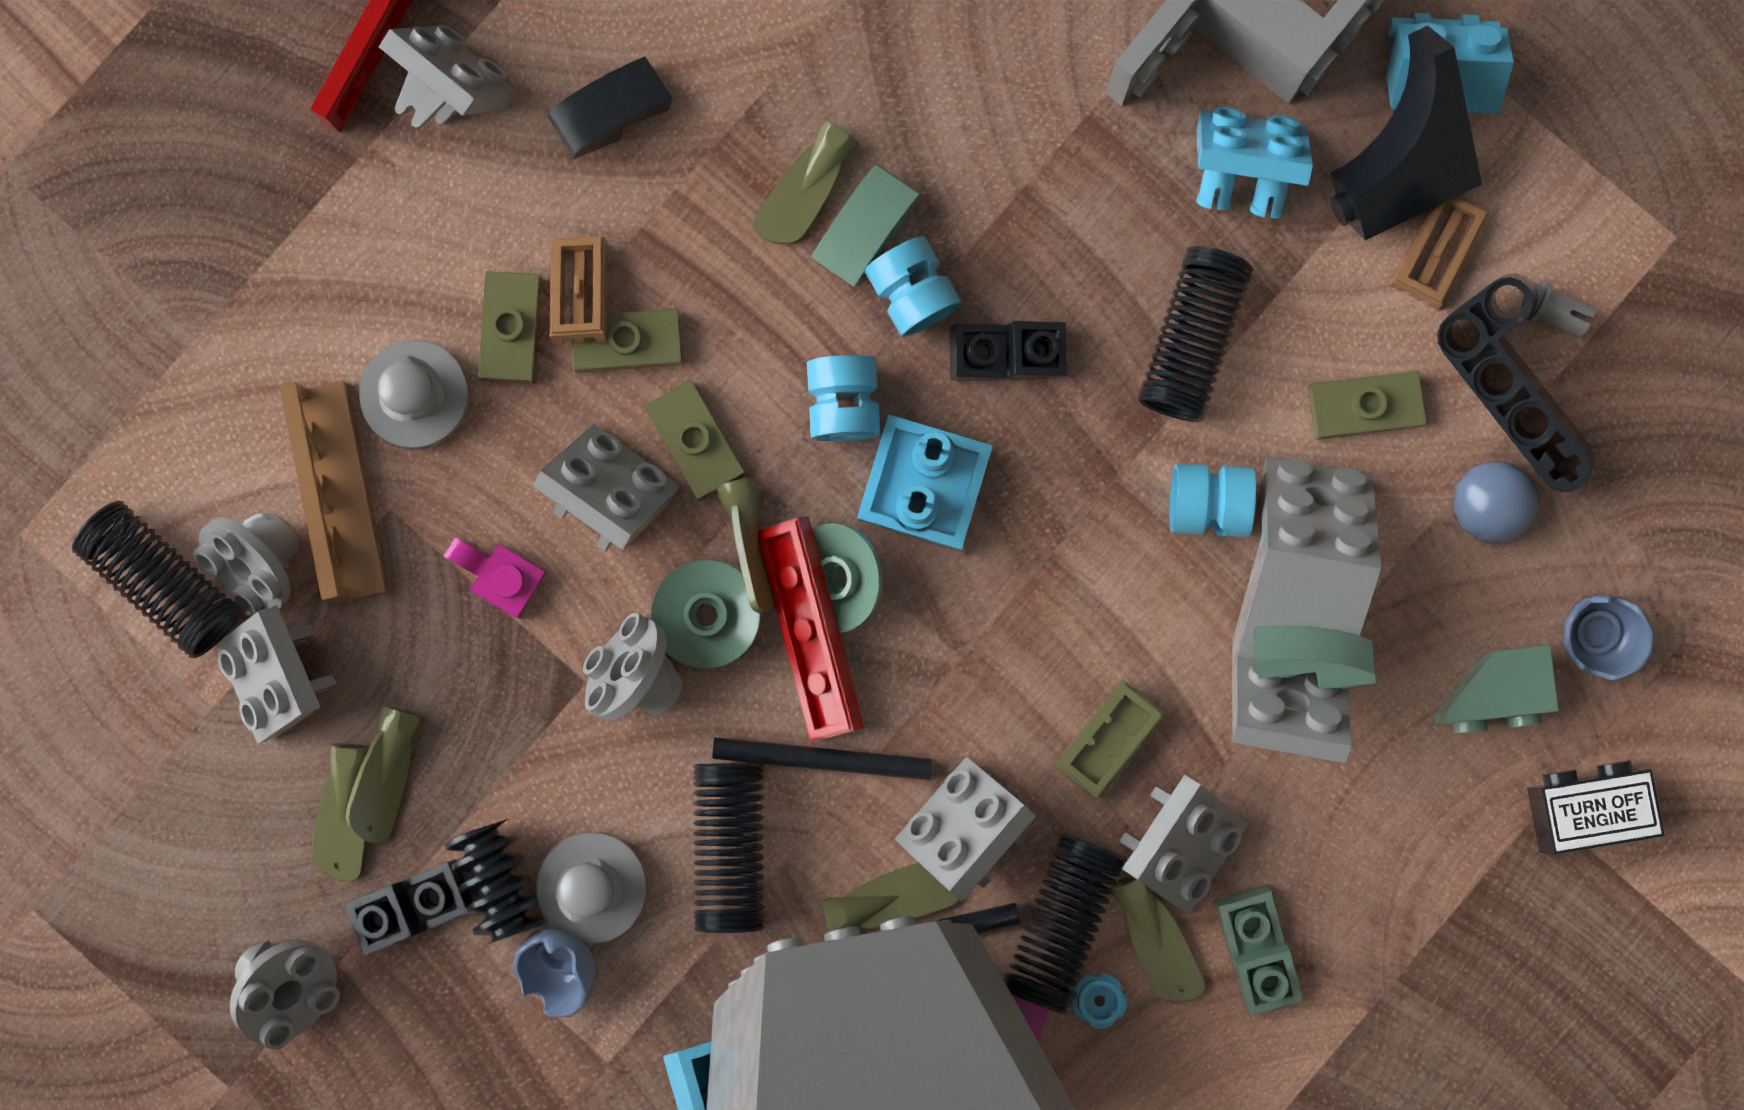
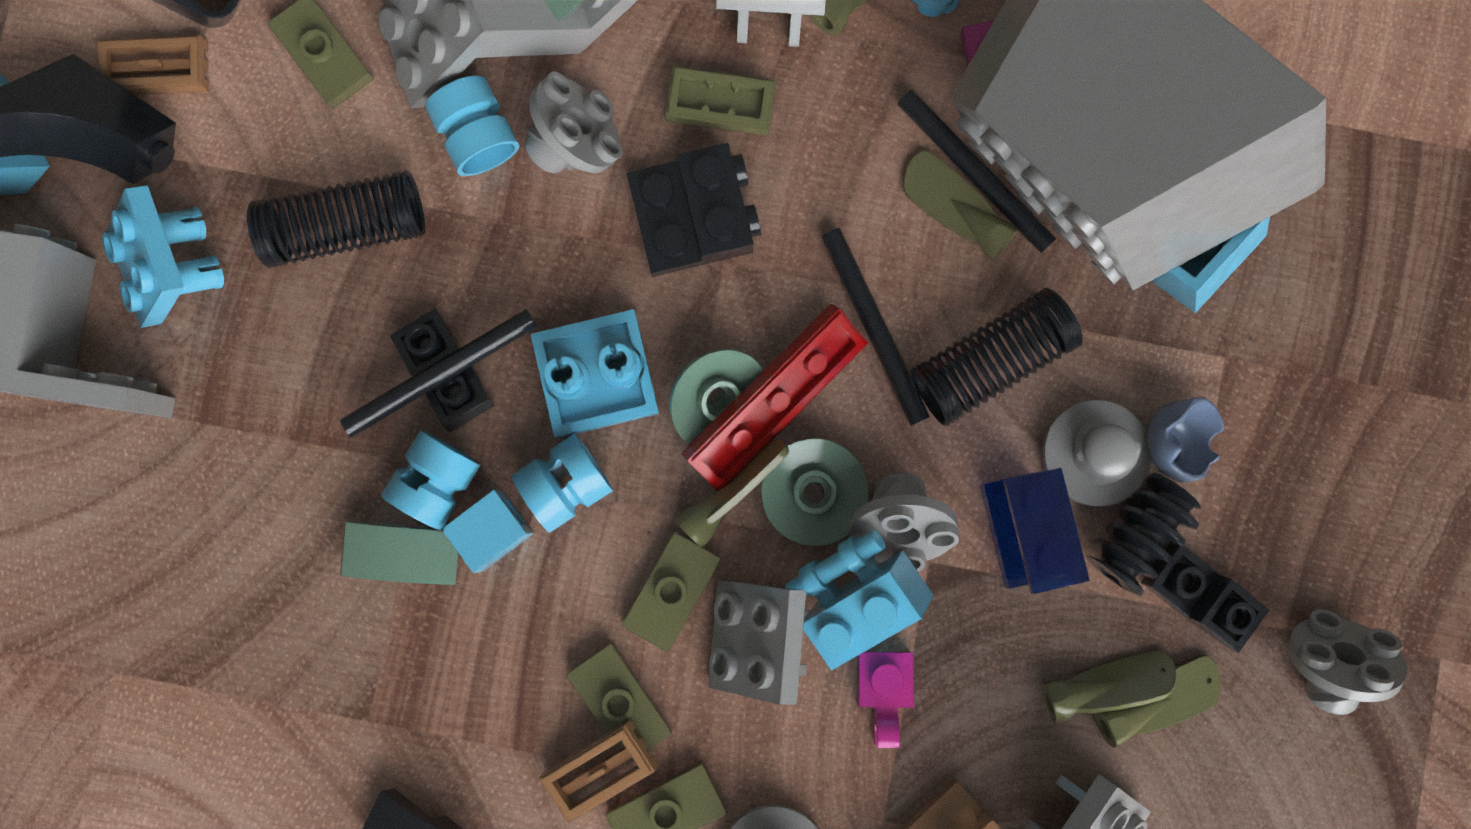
camera: 130 degrees left, 0 degrees up
(556, 779) = (1035, 531): none -> clear blue panel
(577, 595) = (866, 609): none -> medium azure brick
(804, 187) = (396, 627): olive piece -> none
(840, 311) = (487, 531): none -> medium azure panel
(965, 829) = (865, 168): light grey plate -> none
(1003, 346) = (438, 373): none -> black bar
(1023, 656) = (694, 210): none -> black plate
(1098, 861) = (827, 60): black piece -> none
(1157, 589) = (571, 127): none -> light grey plate

